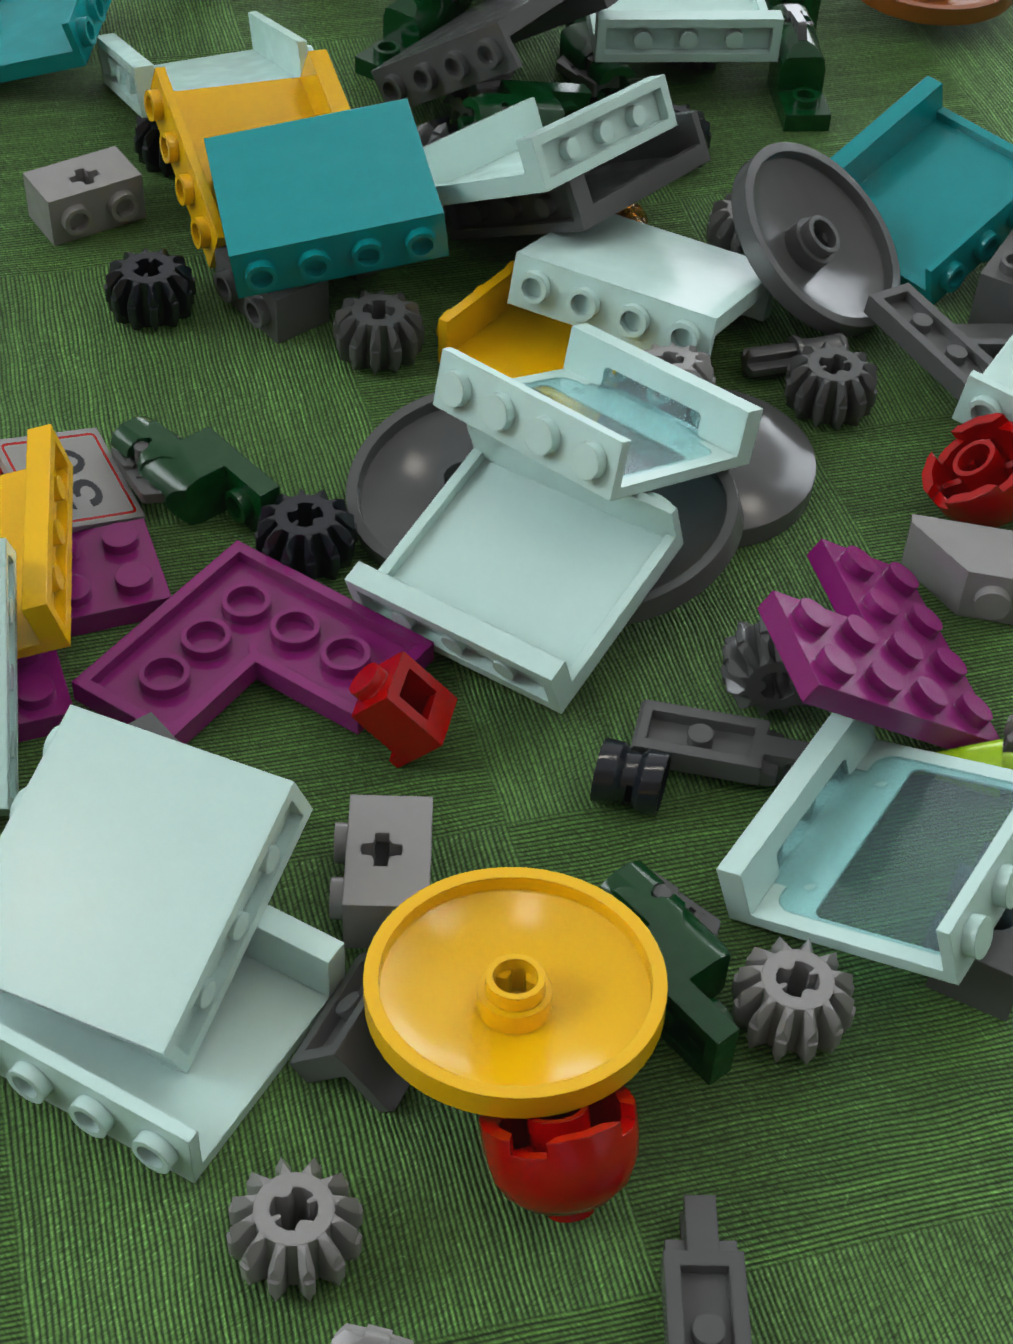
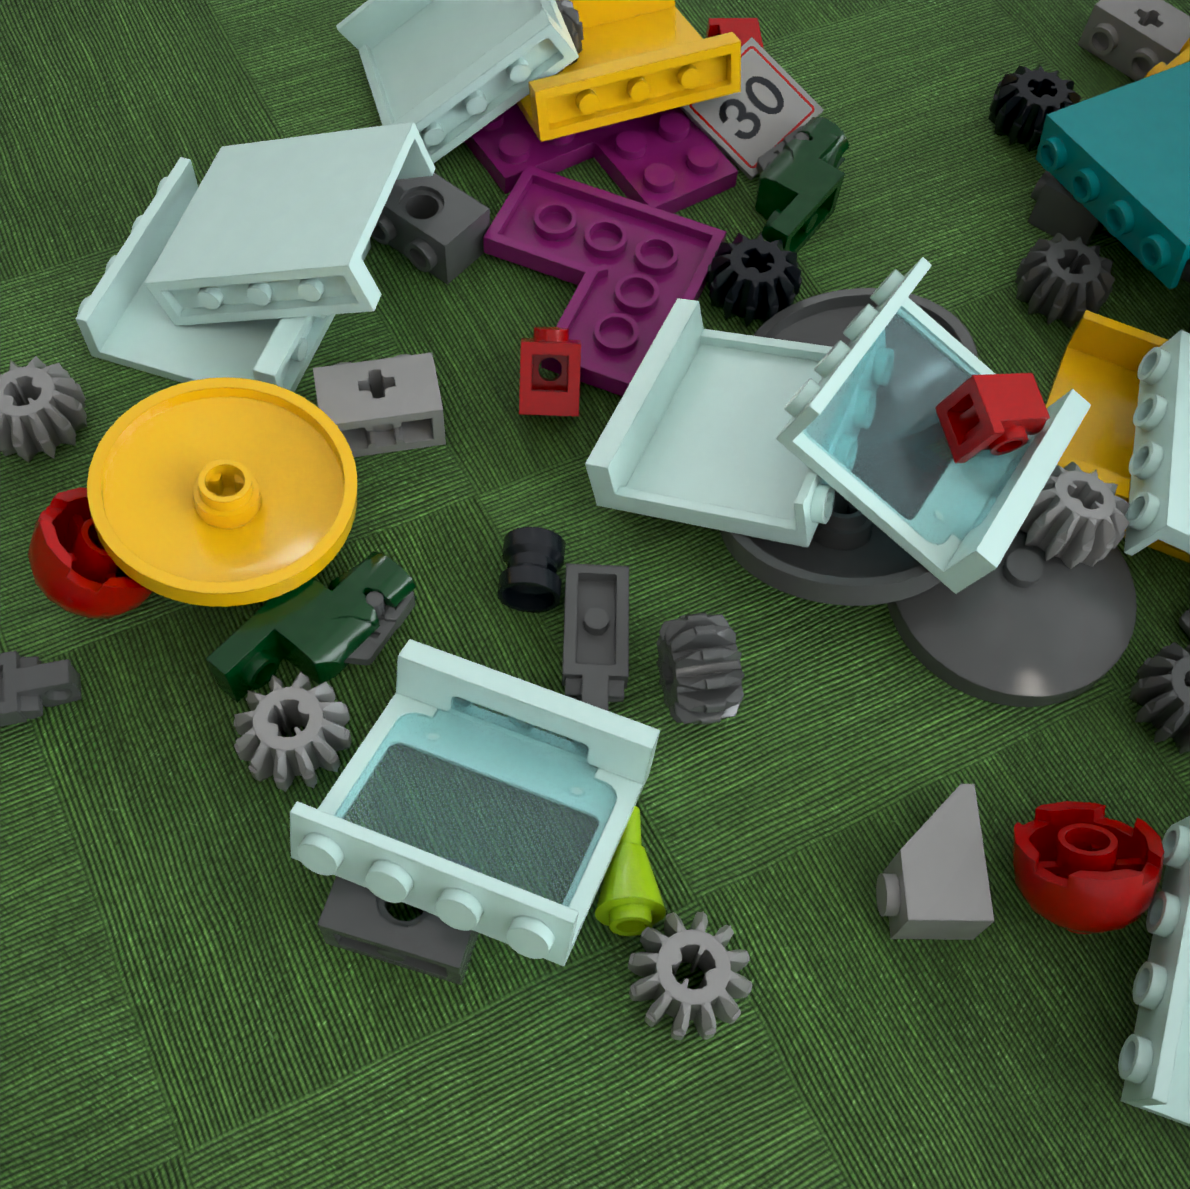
camera: 75 degrees right, 15 degrees up
(597, 377) = (992, 414): none -> red brick
(877, 652) = (725, 796): magenta plate -> none

